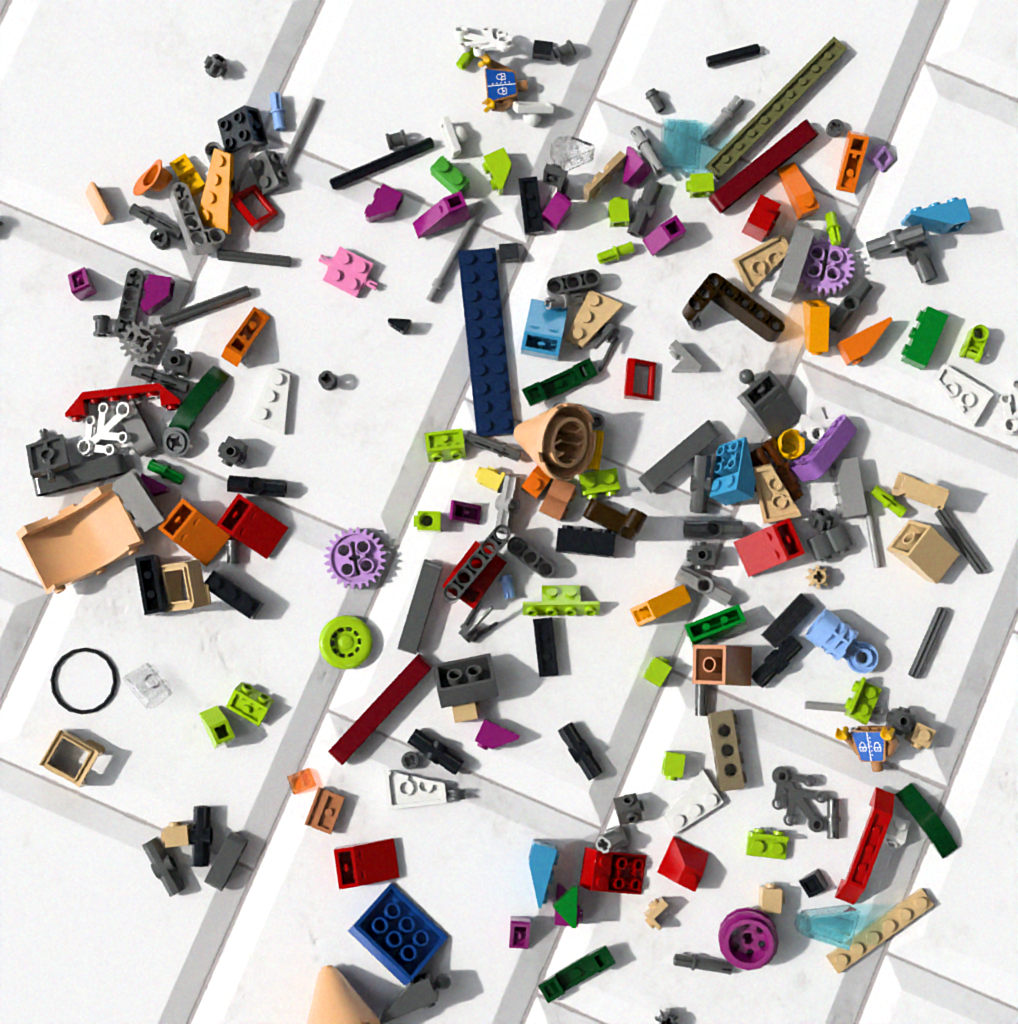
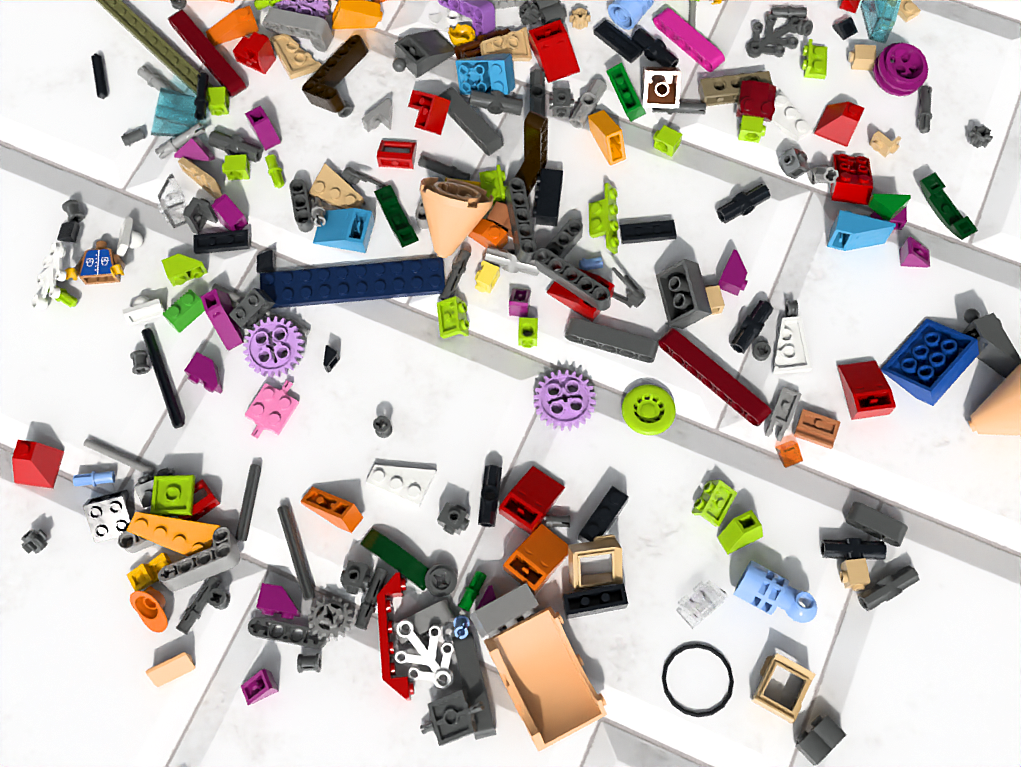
camera: 85 degrees left, 15 degrees down
(26, 789) = (820, 739): none -> dark grey brick
(131, 462) = (461, 626): none -> light blue pin
(156, 753) = (768, 590): none -> light blue cylinder
(254, 187) = (173, 495): none -> lime plate
(292, 56) = (36, 464): none -> red slope
(343, 778) = (783, 411): none -> light grey hinge
(413, 284) = (257, 351): none -> lavender gear
(449, 243) = (252, 308): none -> dark grey brick
(556, 513) = (520, 220): none -> dark grey beam
(619, 430) = (440, 168): none -> dark grey pin
(687, 413) = (431, 111): none -> red brick
(698, 167) = (201, 97): none -> black pin
(703, 771) = (756, 100): none -> dark red slope
(791, 700) = (689, 39): none -> dark pink beam
(810, 835) = (804, 27): none -> dark grey bush

